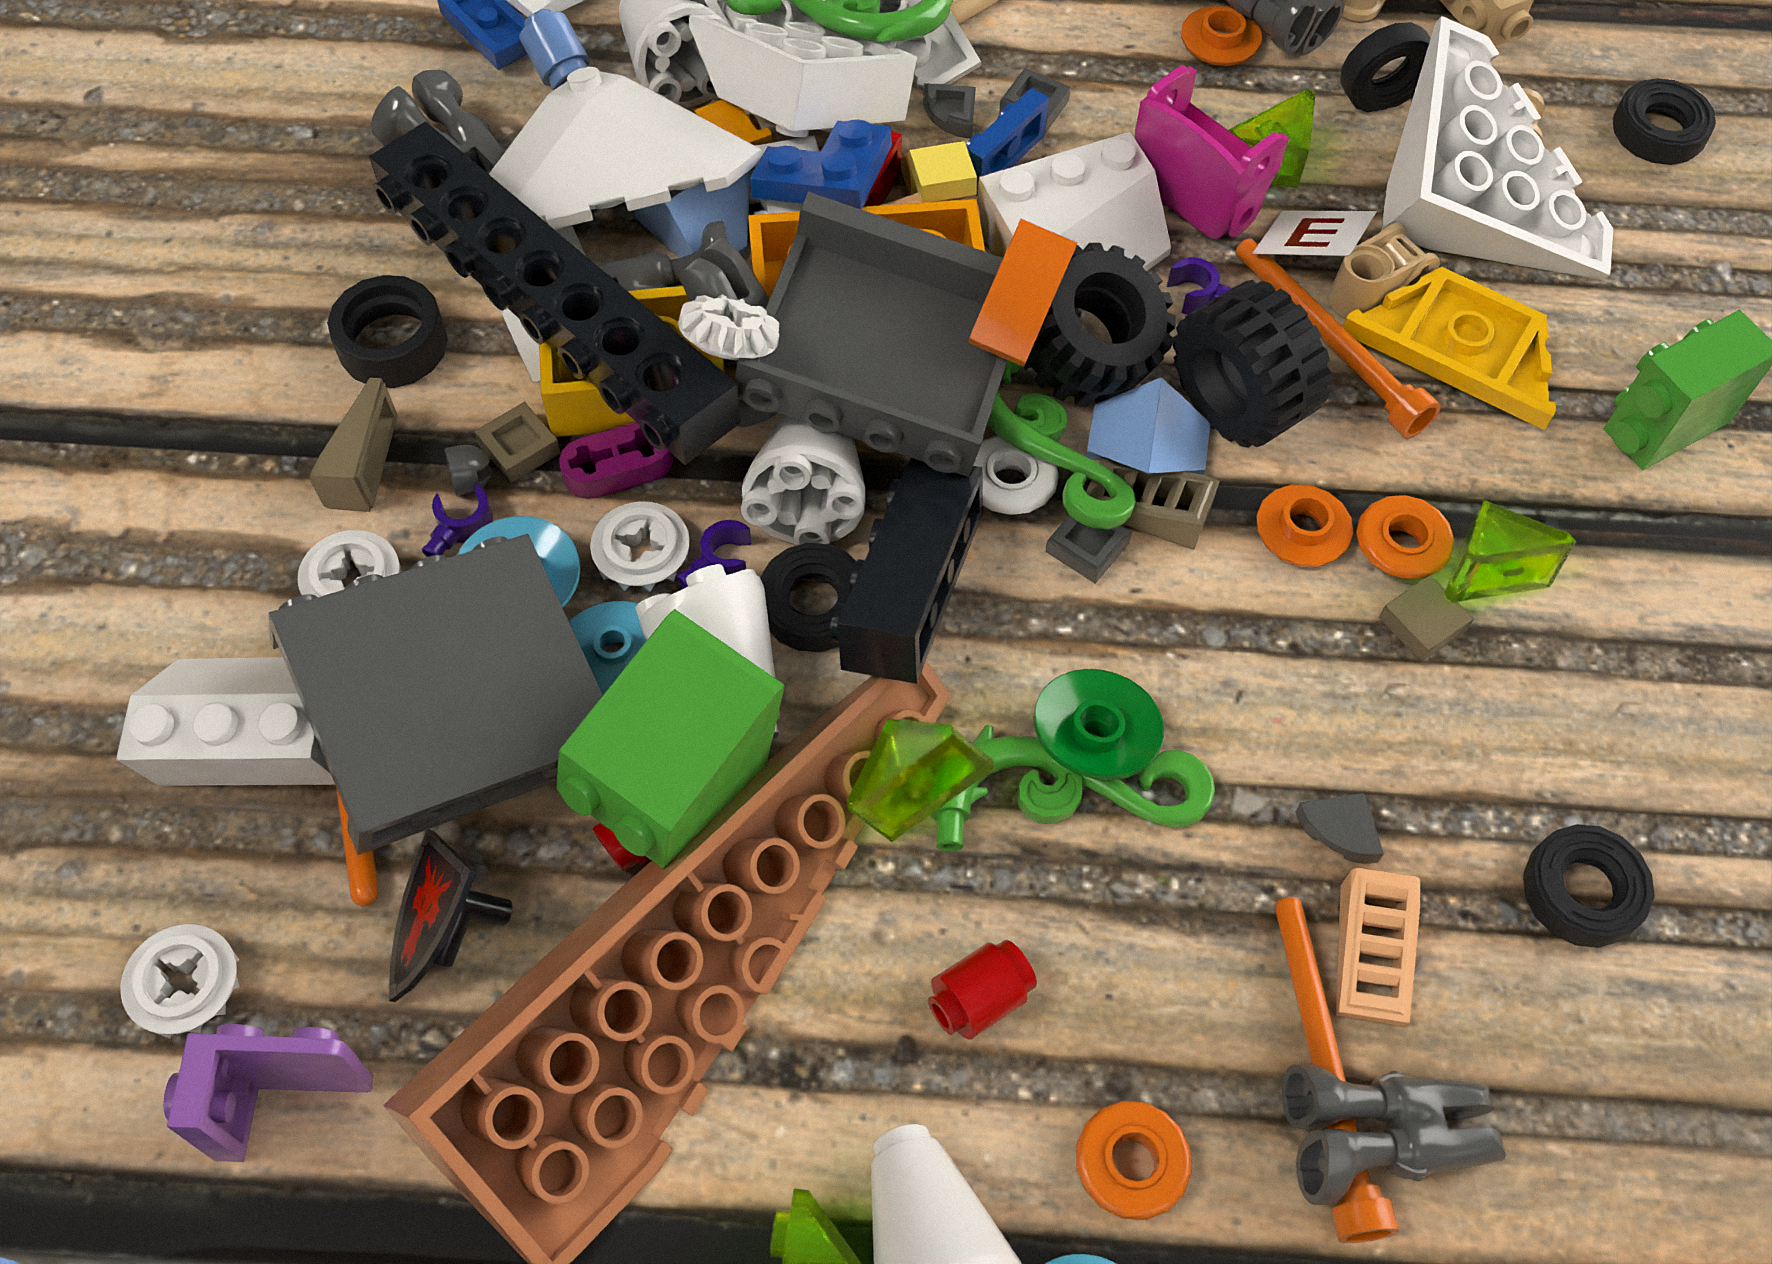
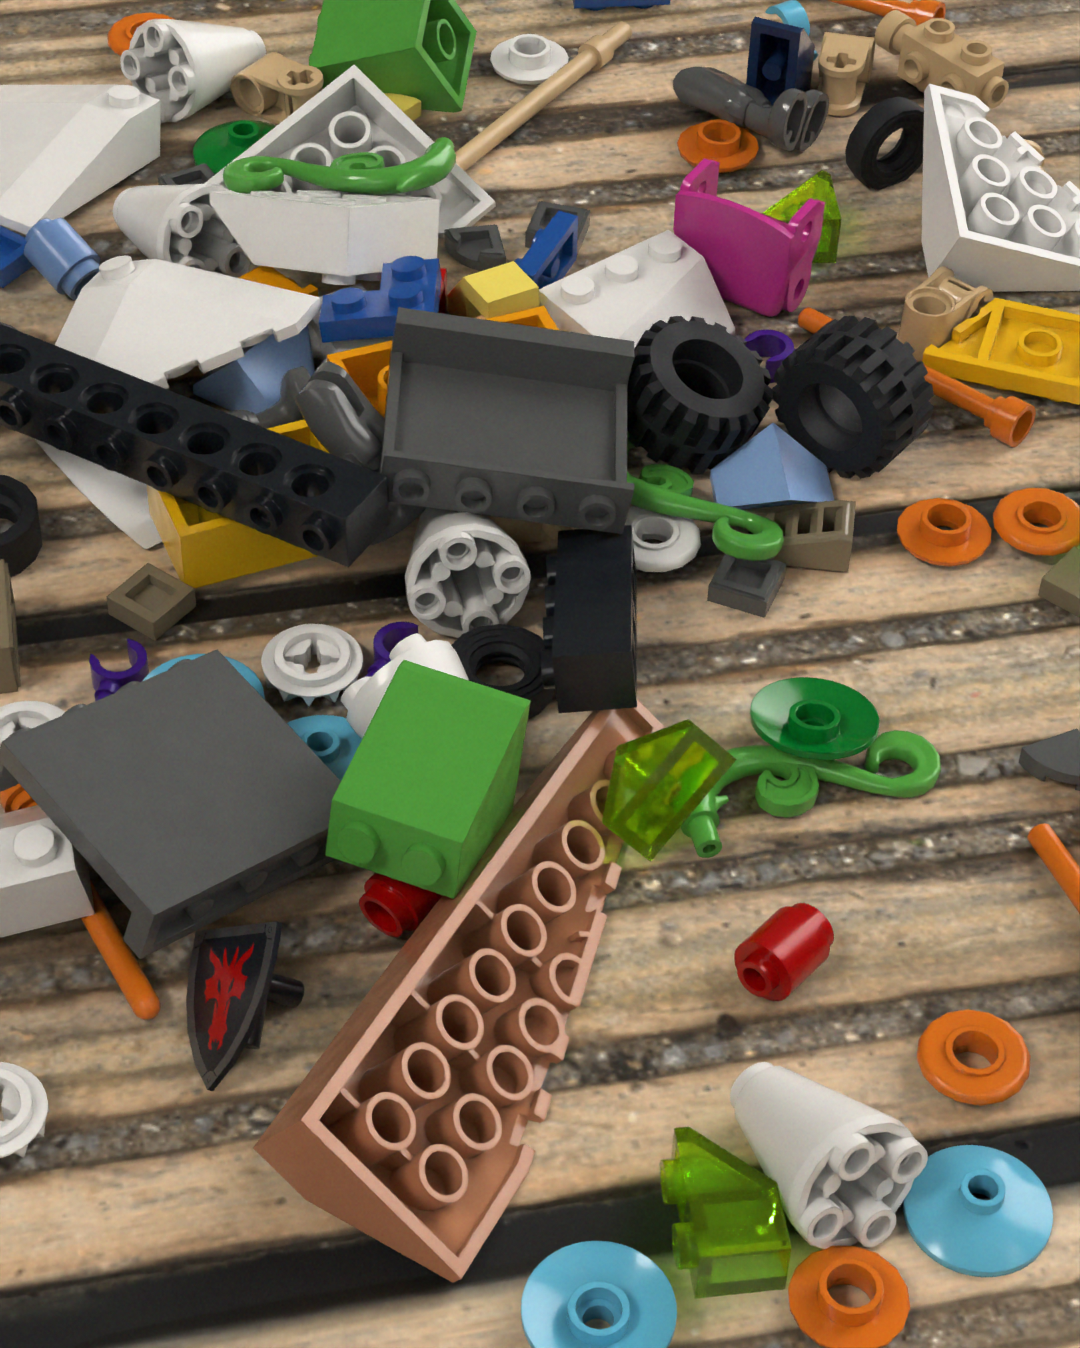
camera: 15 degrees left, 15 degrees down
(222, 1072) = (127, 1144): medium lavender bracket -> none
(466, 467) = (109, 629): dark grey hinge -> none
(616, 462) = (259, 597): magenta beam -> none
(729, 327) = (363, 430): white gear -> none
(1022, 292) = (628, 360): orange slope -> none
(1315, 233) = (869, 289): white sticker -> none

